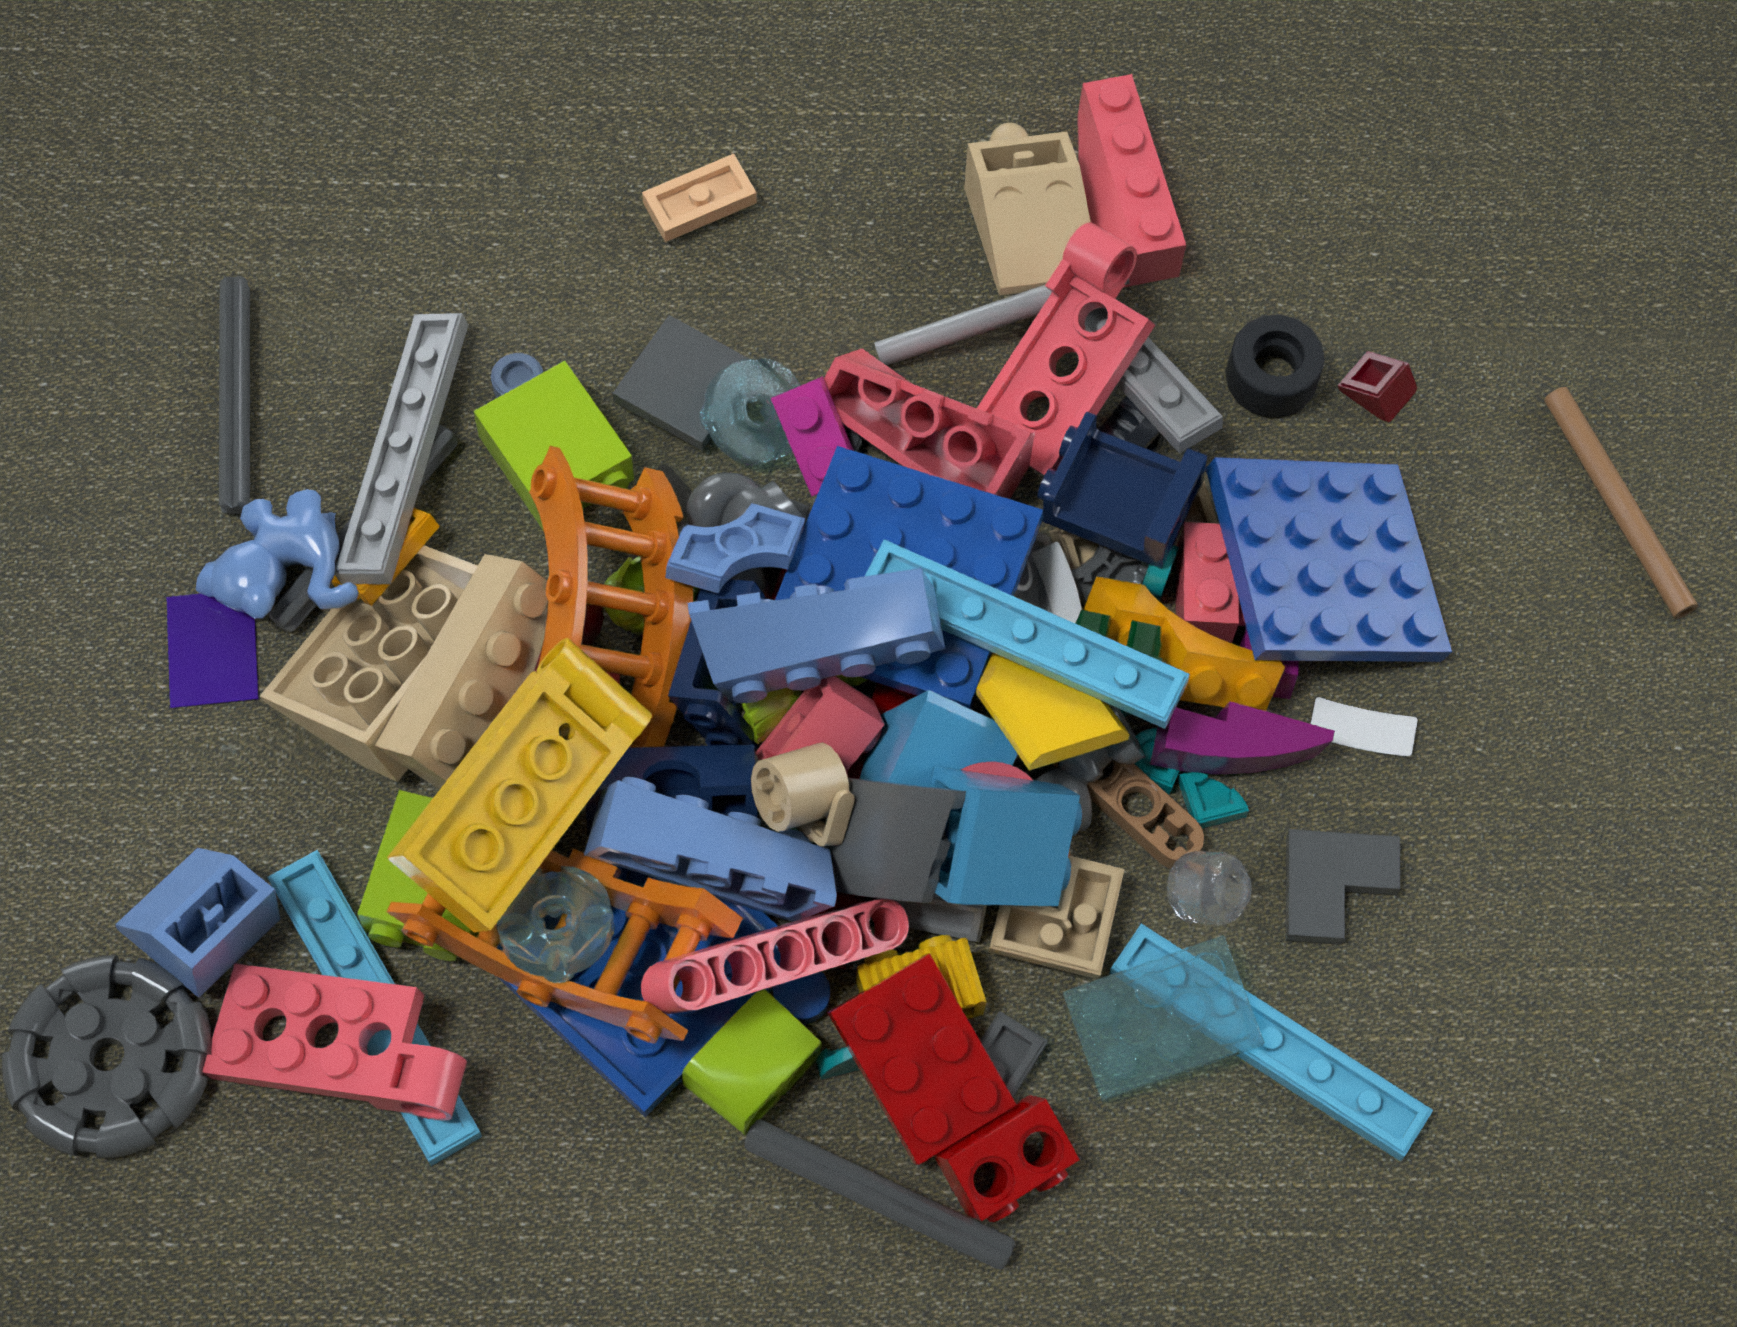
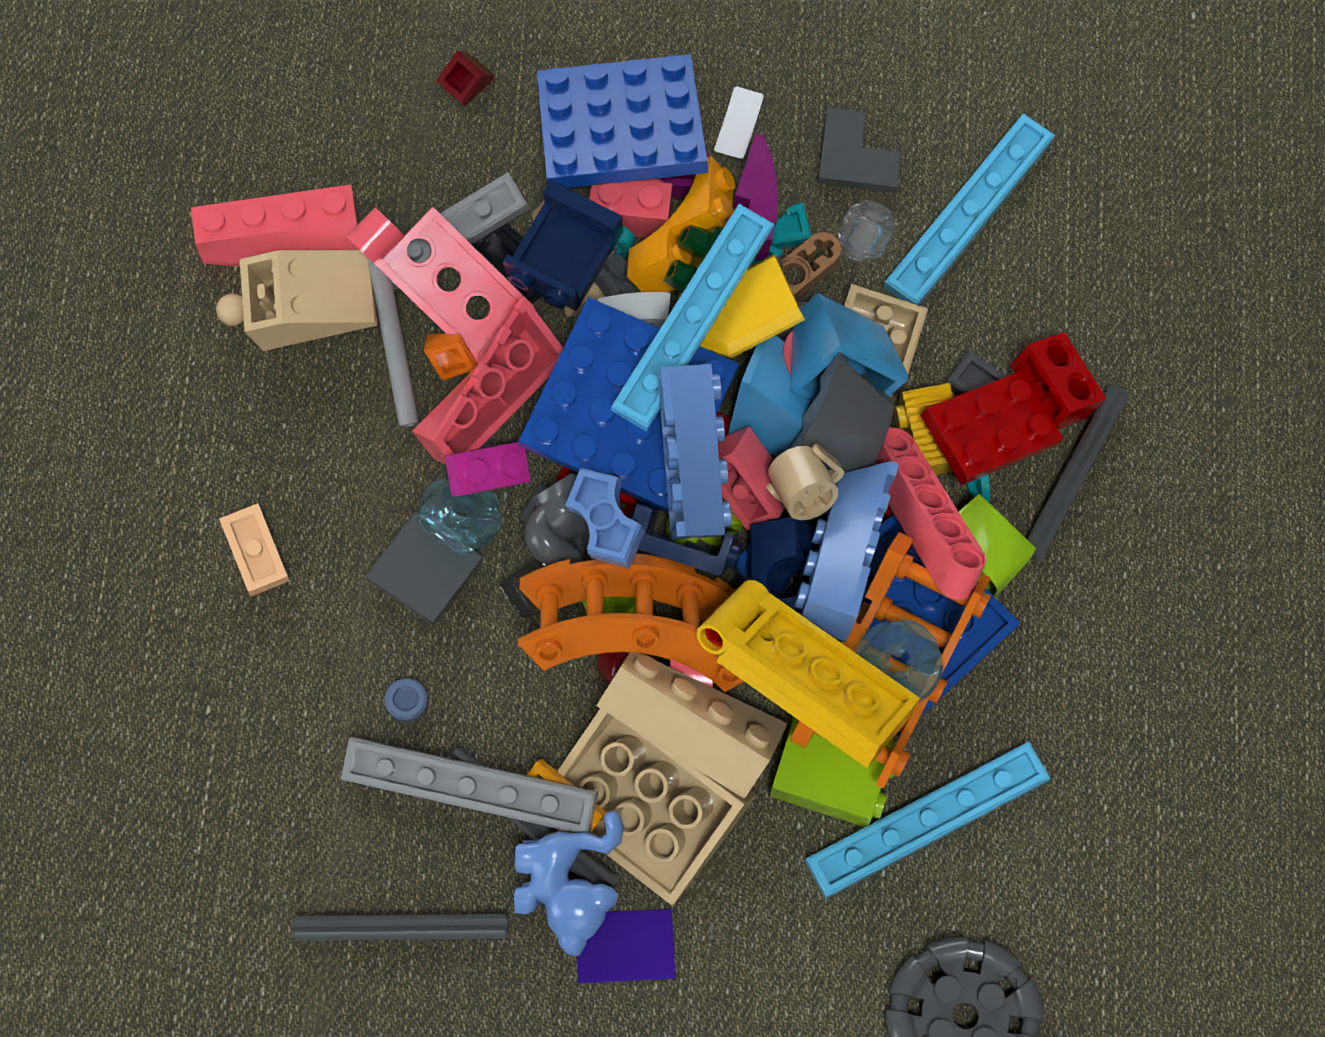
camera: 85 degrees left, 5 degrees up
(202, 918) = (862, 943): medium blue slope -> none
(400, 1079) = (999, 785): coral hinge -> none
(555, 413) = (475, 669): lime brick -> none
(973, 379) = (449, 355): none -> orange slope
(1163, 1018) = (958, 272): clear light blue plate -> none
(1280, 338) = (443, 120): black tyre -> none

